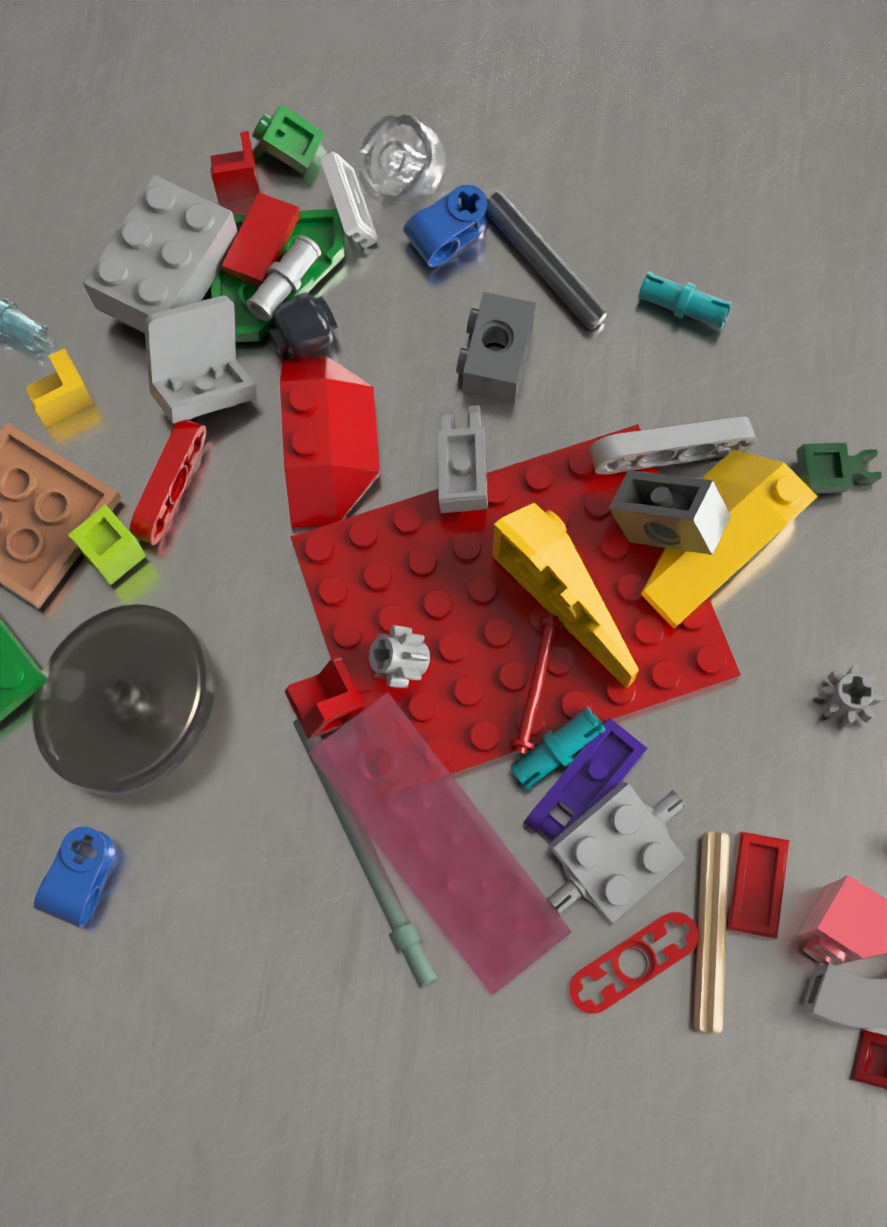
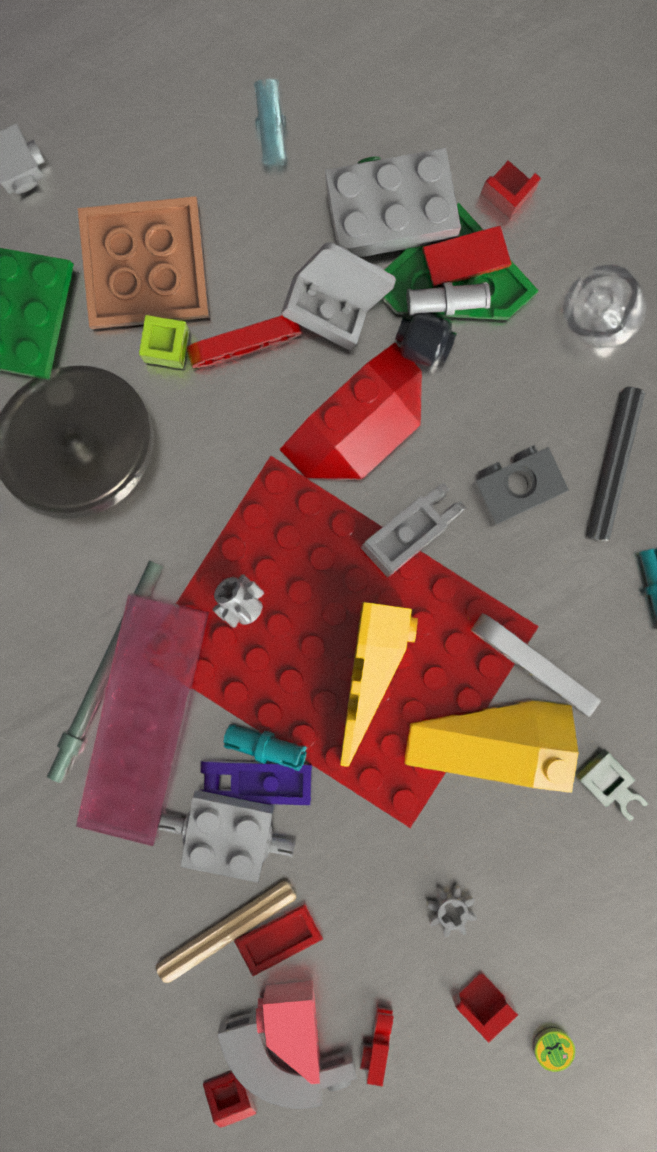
camera: 50 degrees right, 15 degrees up
(60, 392) = (248, 208): yellow panel -> none
(287, 138) = (564, 204): green bracket -> none
(325, 699) = (177, 570): red panel -> none
(349, 199) = (550, 290): white tile -> none
(448, 225) = (578, 375): blue piece -> none
(550, 626) = (249, 722): red axle -> none
(670, 511) = (475, 705): dark grey brick -> none
(671, 954) = (190, 919): red beam -> none

